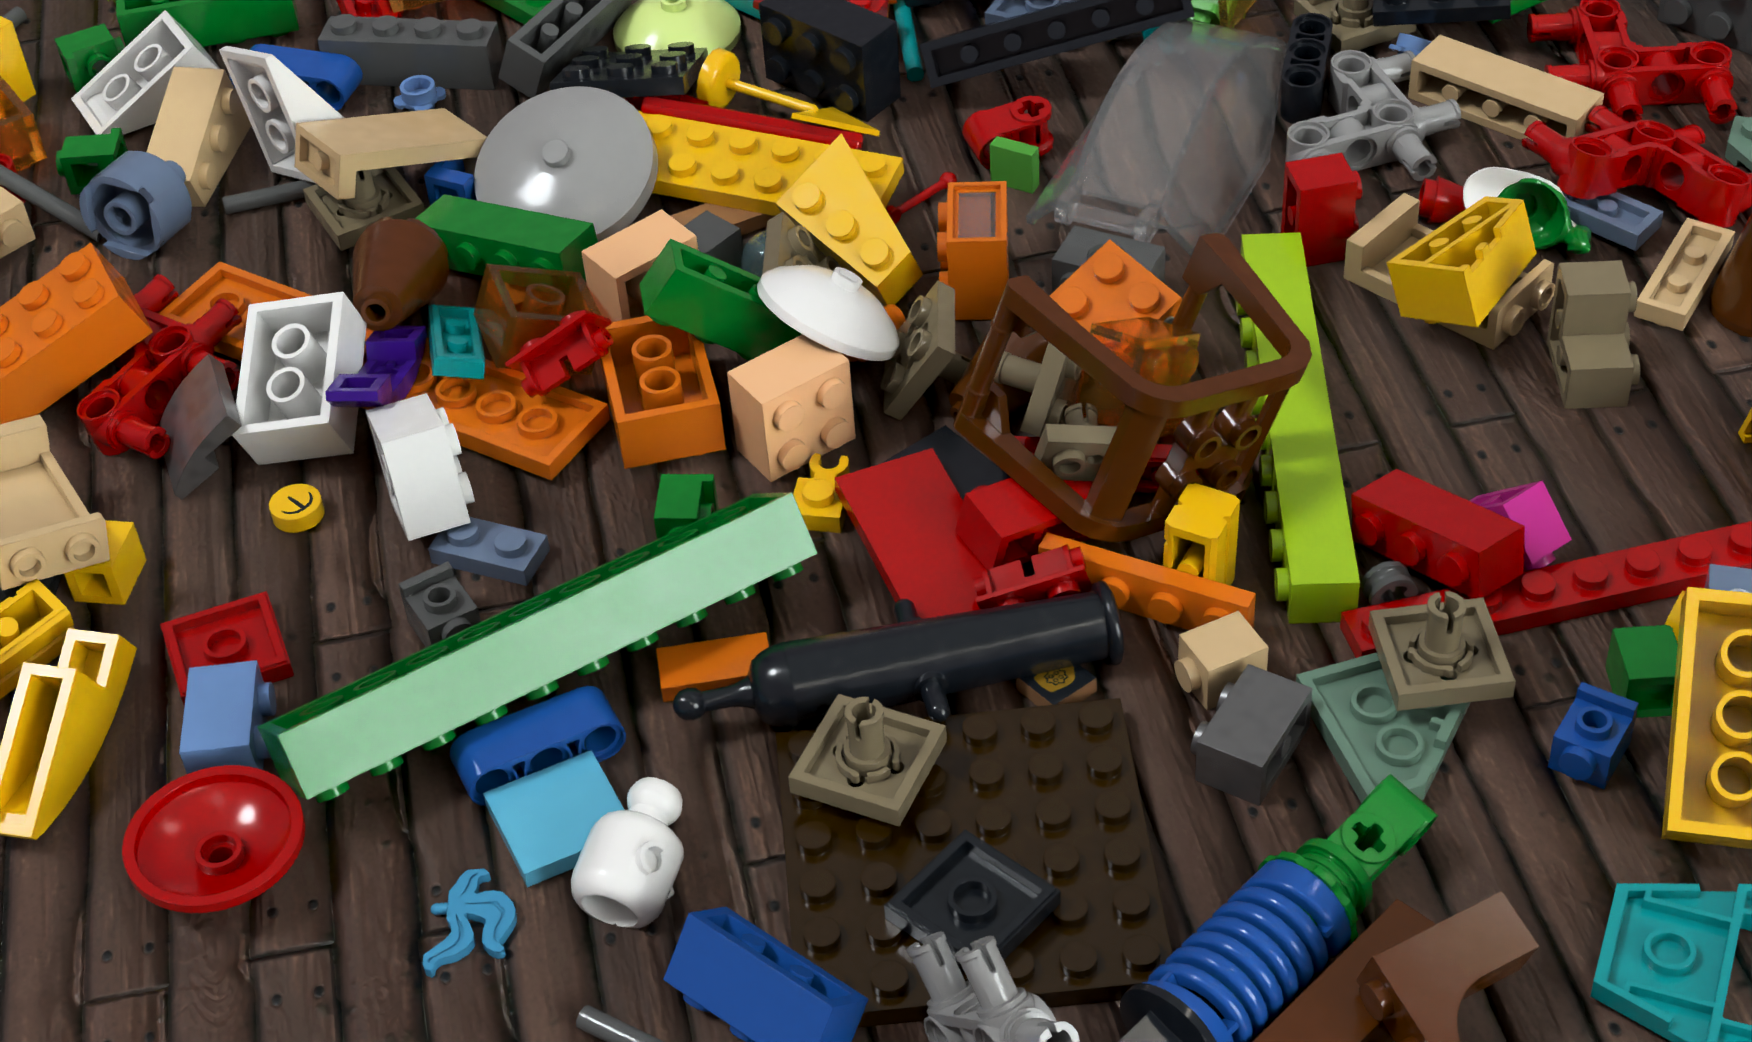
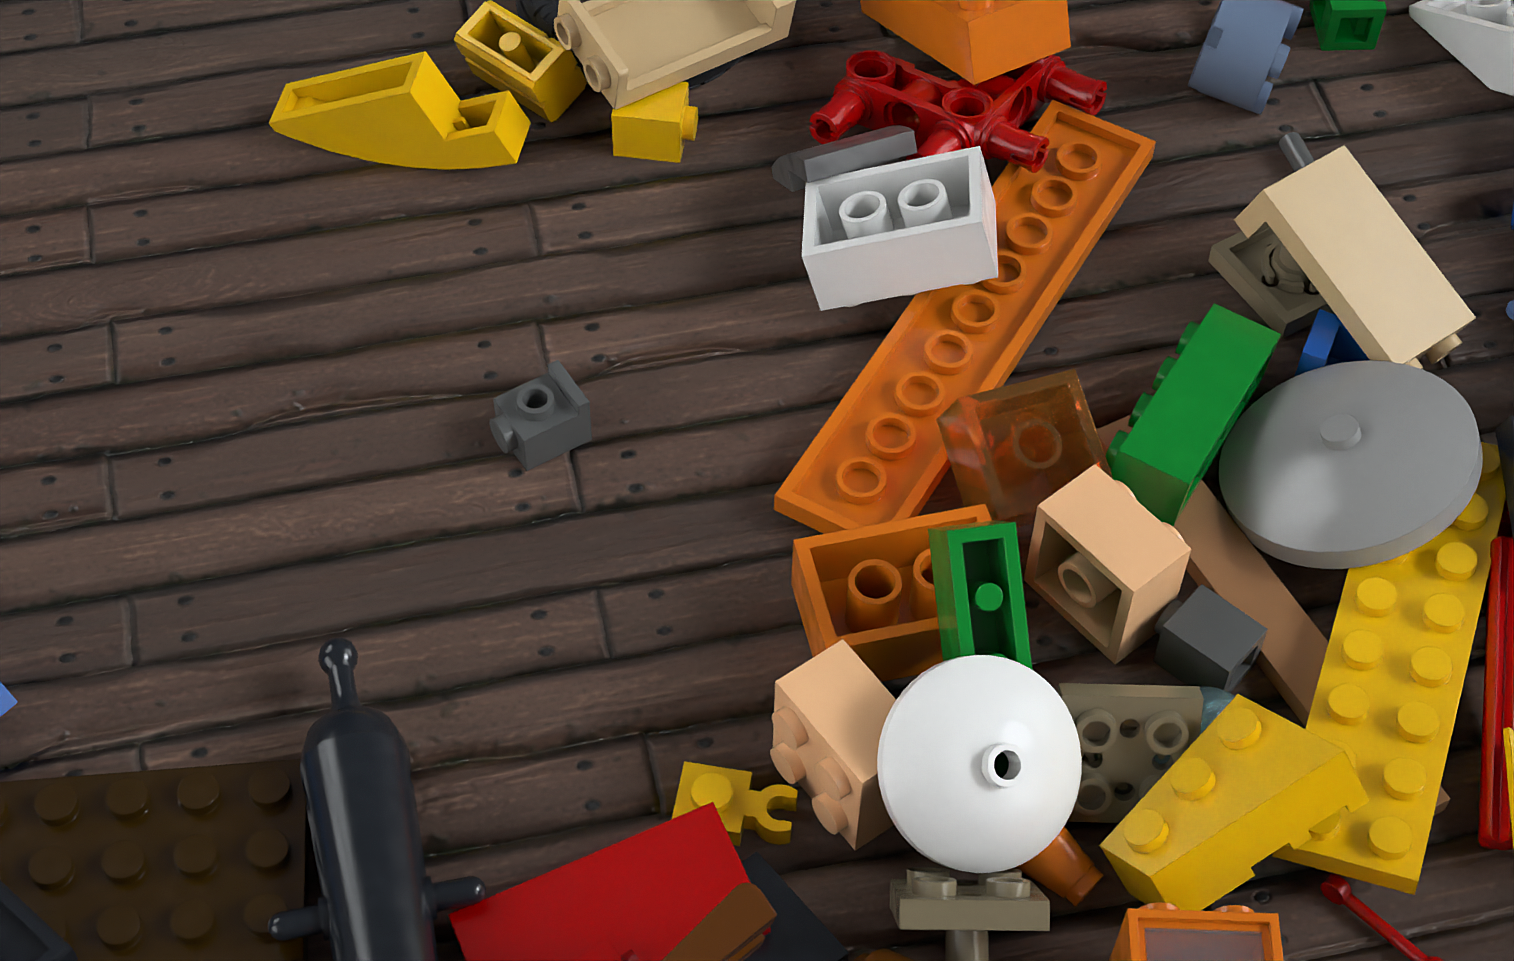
camera: 85 degrees right, 10 degrees up
(199, 128) = (1387, 83): tan wedge -> none
(213, 839) = (218, 253): red dish -> none
(223, 715) = (396, 249): medium blue brick -> none
(226, 635) = (526, 244): red tile -> none
(274, 104) = (1409, 132): white slope -> none
(296, 508) = (739, 273): yellow tile -> none
(388, 373) = (899, 308): dark purple slope -> none
(397, 270) = (1089, 294): reddish brown cone -> none
(421, 465) = (734, 350): white brick -> none
(455, 342) = (946, 371): teal tile -> none
(465, 904) = (126, 502): dark azure piece -> none
(491, 550) = (659, 459): sand blue plate -> none
(535, 644) = (455, 517): brick -> none
(536, 740) = (324, 524): blue beam -> none
(551, 815) = (228, 557): medium azure tile -> none
(578, 338) = (932, 475): red hinge -> none
(631, 858) = (128, 617): white piece -> none
(683, 501) = (679, 643): green brick -> none
(707, 663) = (435, 696): orange tile -> none
(872, 744) = (190, 805): dark tan plate -> none

